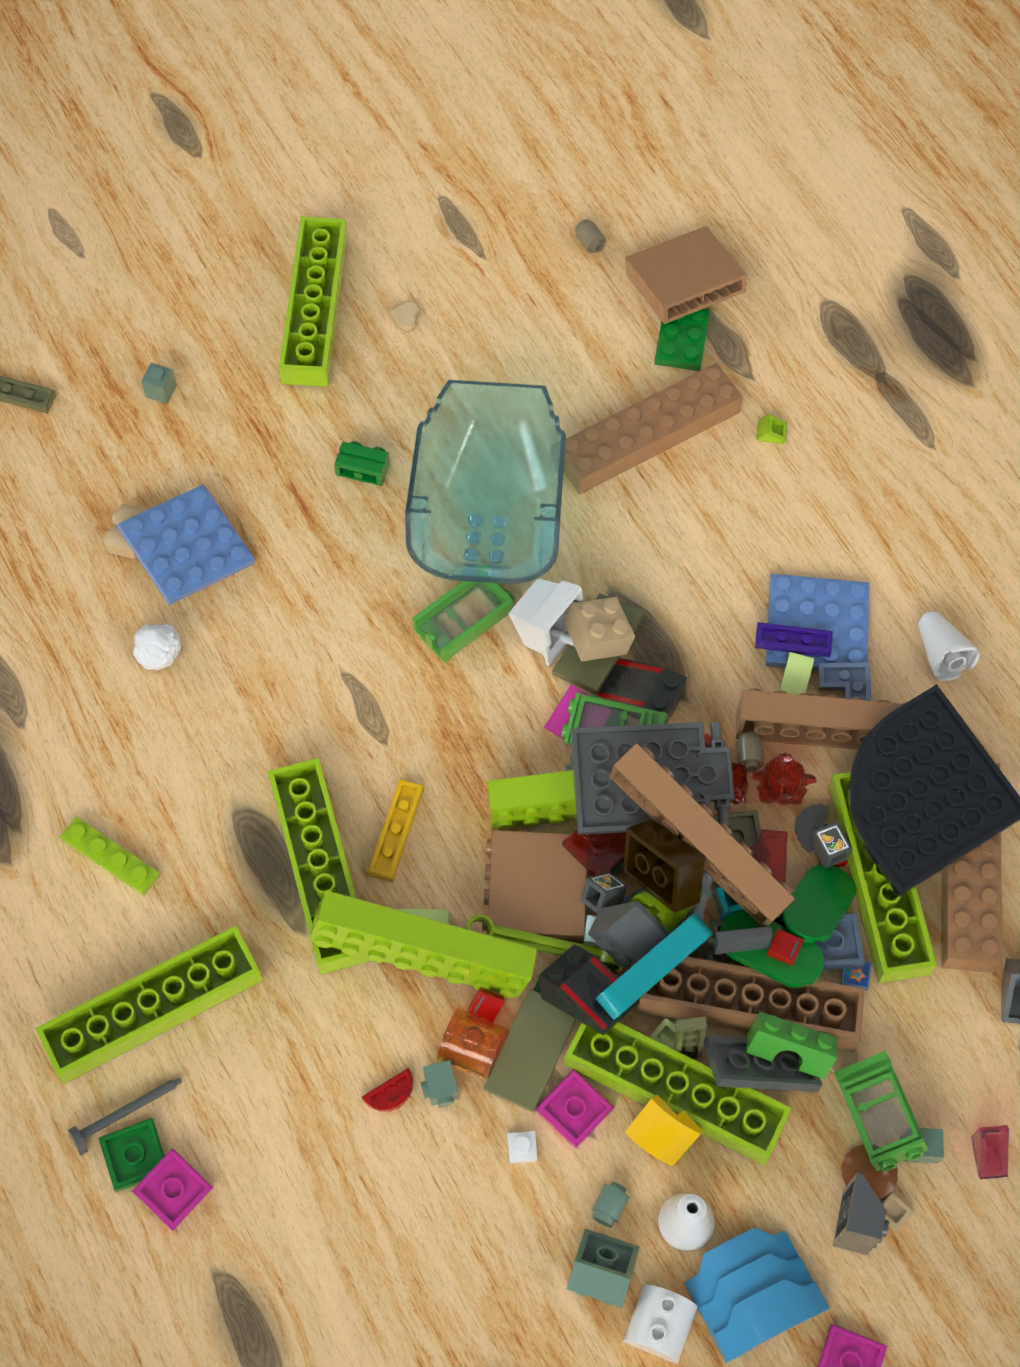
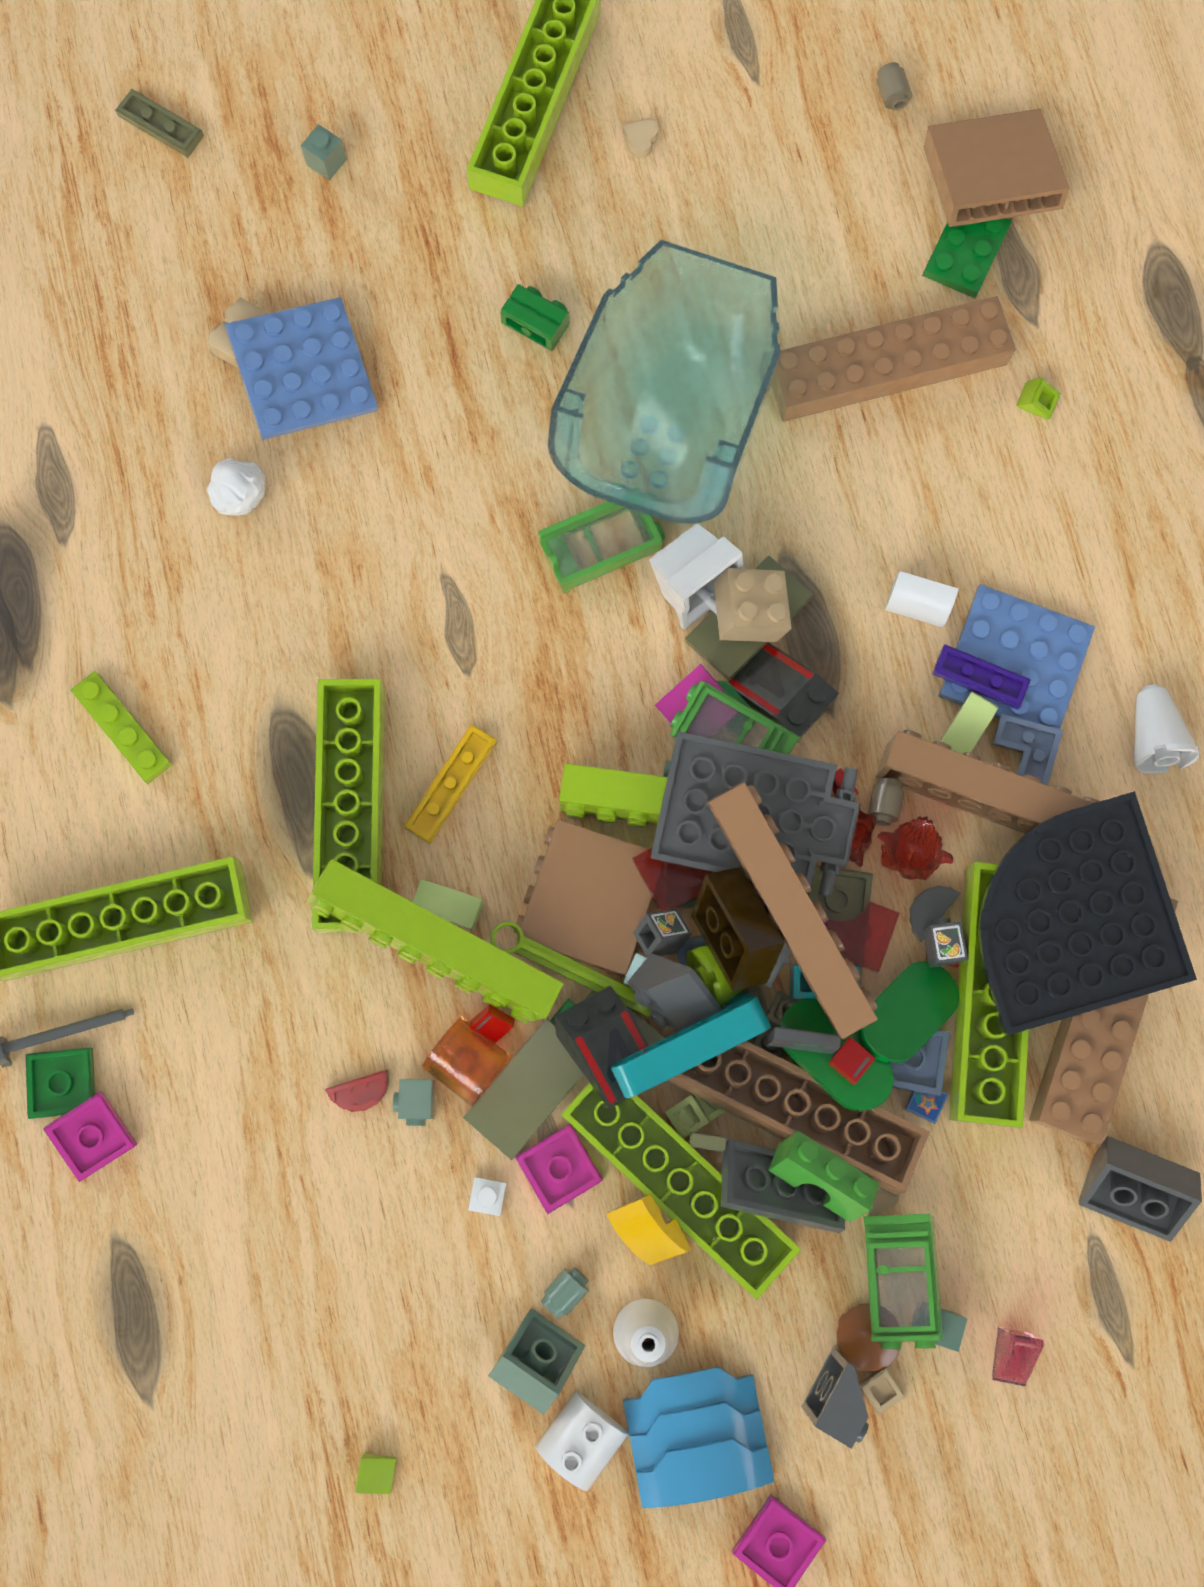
camera: 15 degrees right, 15 degrees up
(729, 595) = (921, 599): none -> white brick

